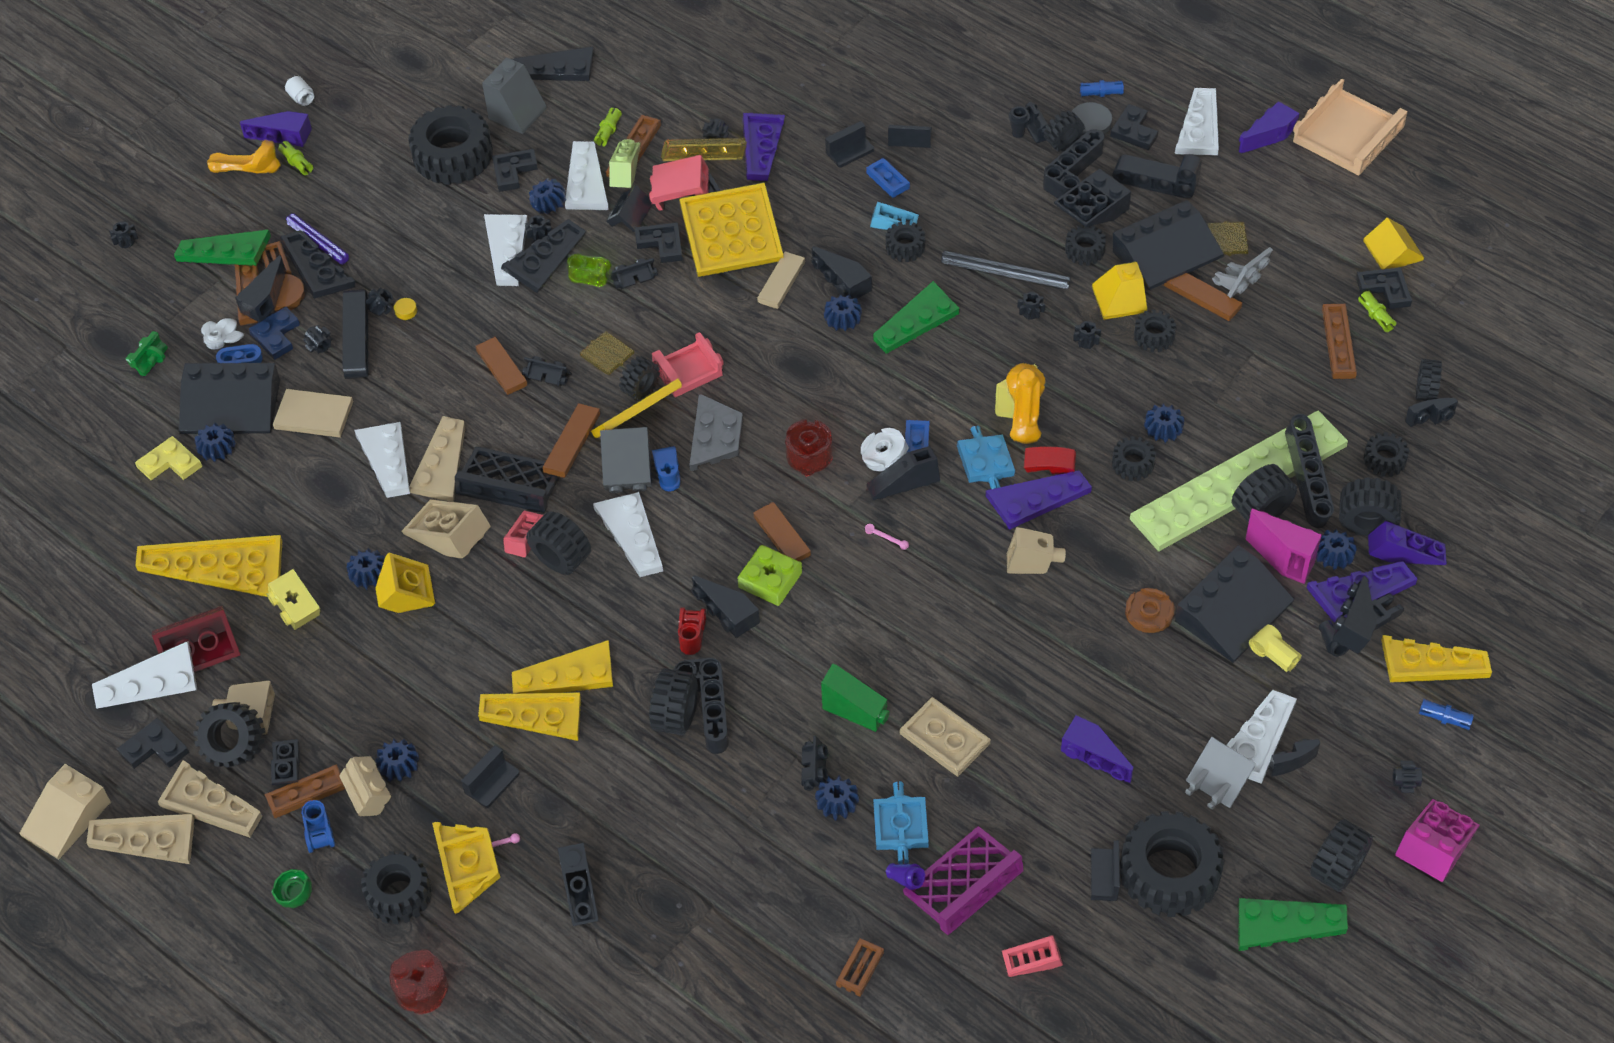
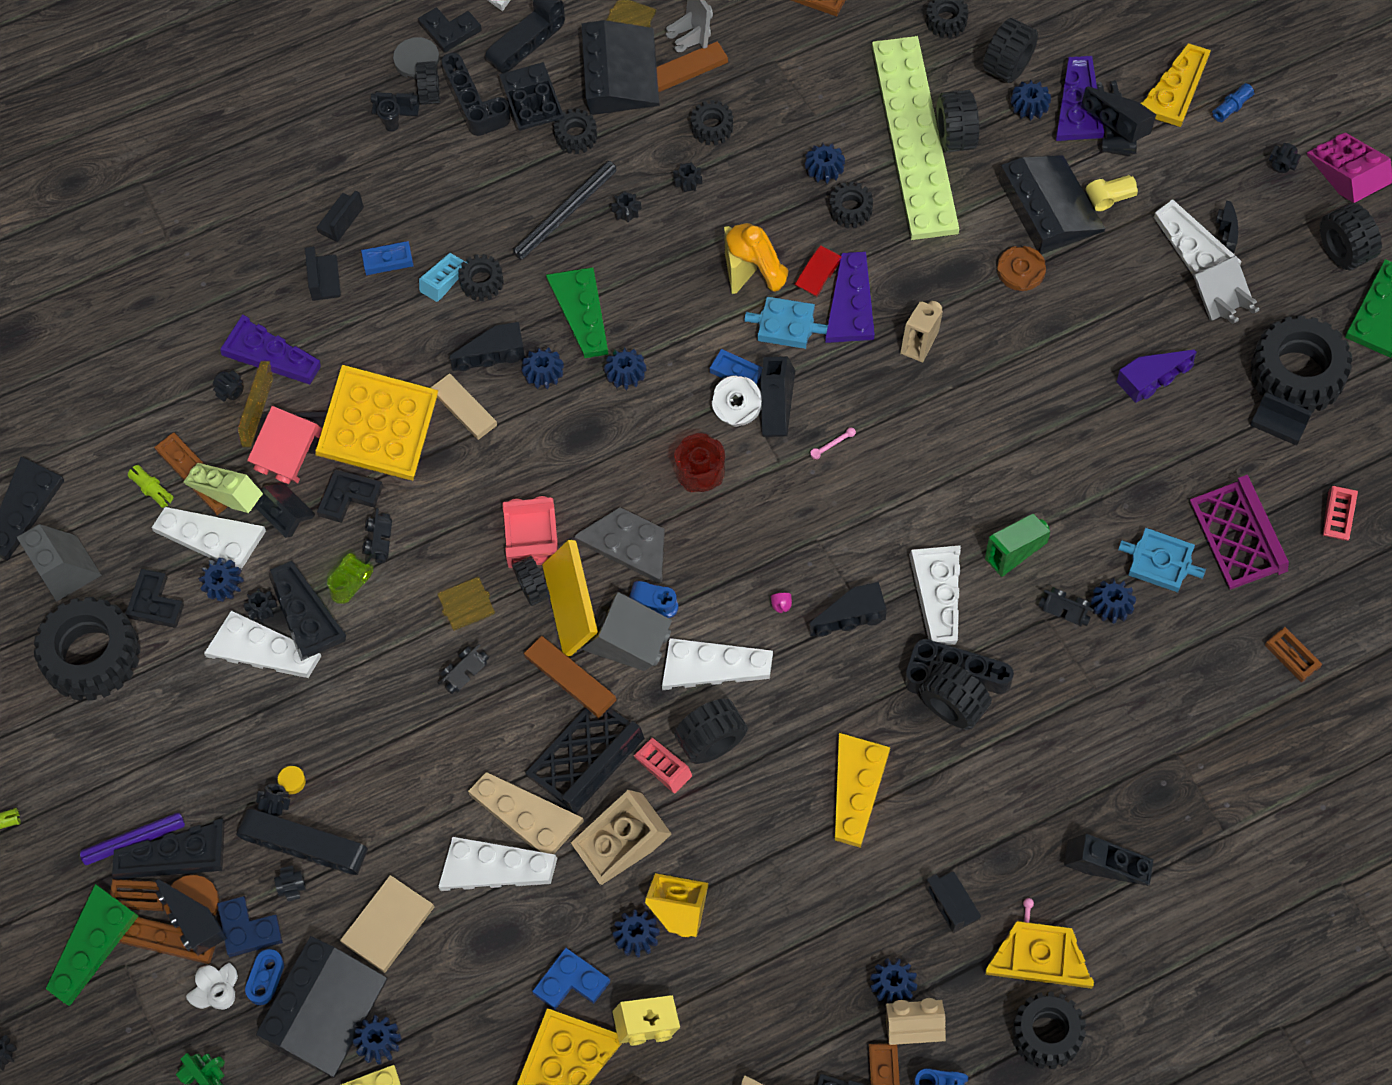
camera: 65 degrees left, 10 degrees up
(318, 544) = (567, 974): none -> blue plate
(418, 981) = (1152, 1055): clear red brick -> none
(501, 365) = (427, 710): dark orange tile -> none
(536, 712) = (895, 829): yellow wing -> none
(691, 630) = (857, 651): red piece -> none
(711, 555) = (781, 602): none -> dark pink hinge
(769, 575) = (832, 574): lime brick -> none
(781, 532) = (785, 530): dark orange tile -> none
(782, 661) = (937, 585): none -> white wing
(873, 365) = (625, 368): none -> dark blue gear
(907, 875) = (1222, 576): dark purple cone -> none
(945, 736) = (1081, 487): tan tile -> none
(1101, 88) = (382, 31): blue pin -> none
(1120, 291) = (650, 128): yellow slope -> none
(1283, 544) = (1016, 132): dark pink slope -> none
(1306, 480) = (942, 75): black beam -> none
(1399, 544) = (1052, 49): dark purple slope -> none

